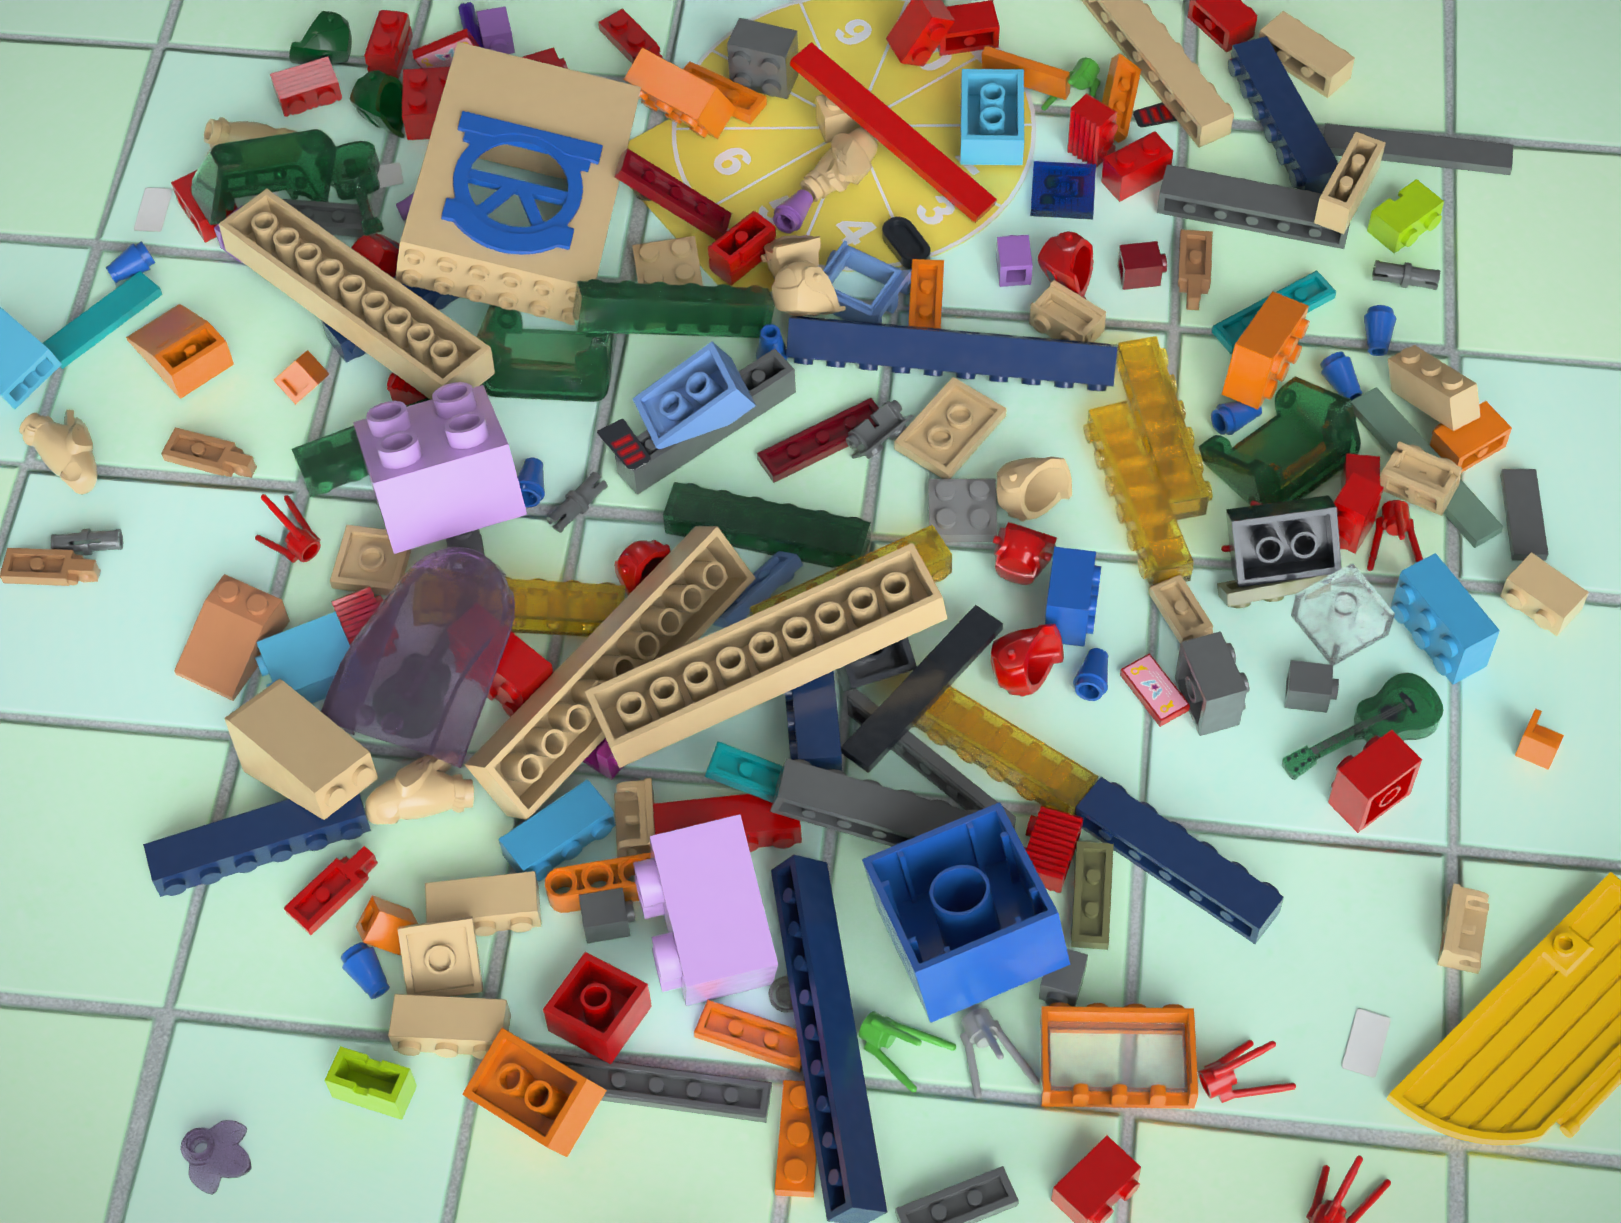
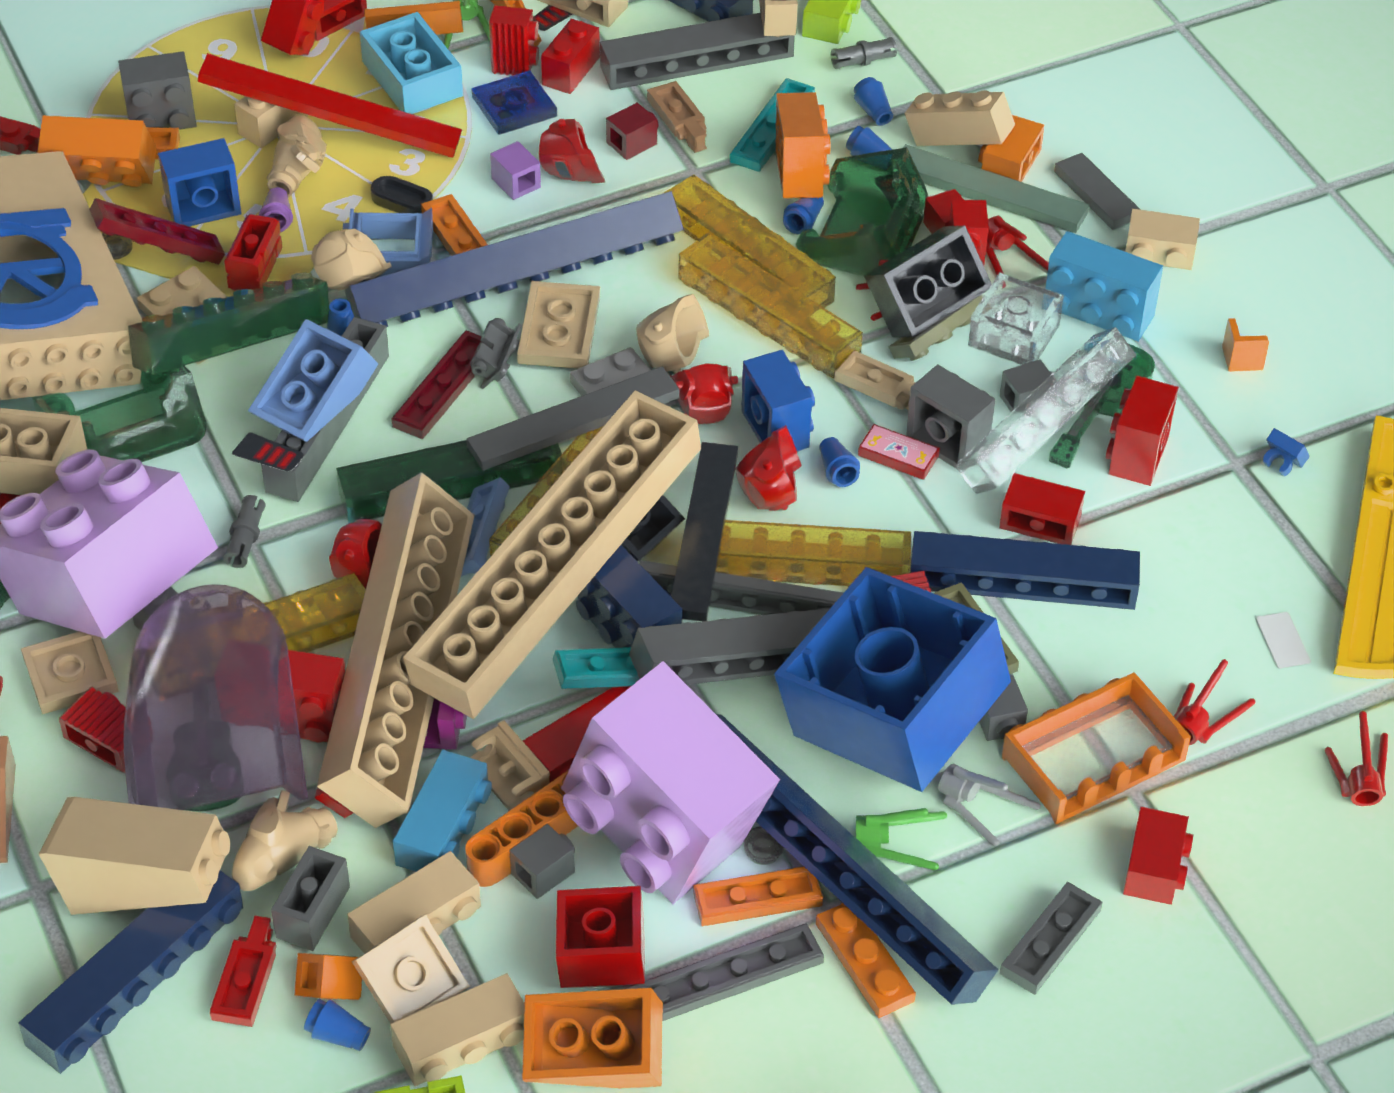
camera: 35 degrees left, 10 degrees down
(305, 656) = (68, 767): medium azure brick -> none
(411, 854) = (310, 898): none -> dark grey brick
(740, 161) = (200, 183): none -> blue brick
(790, 250) = (297, 242): tan helmet -> none
(889, 528) = (566, 419): none -> dark grey tile
(1066, 315) = (595, 191): tan hinge -> none
(1236, 809) = (1042, 509): none -> red brick
(1299, 718) = (1045, 411): none -> clear brick
(1420, 478) = (1006, 189): tan hinge -> none
(1464, 929) = (1292, 515): tan hinge -> none
(1502, 862) = (1286, 448): none -> blue tile

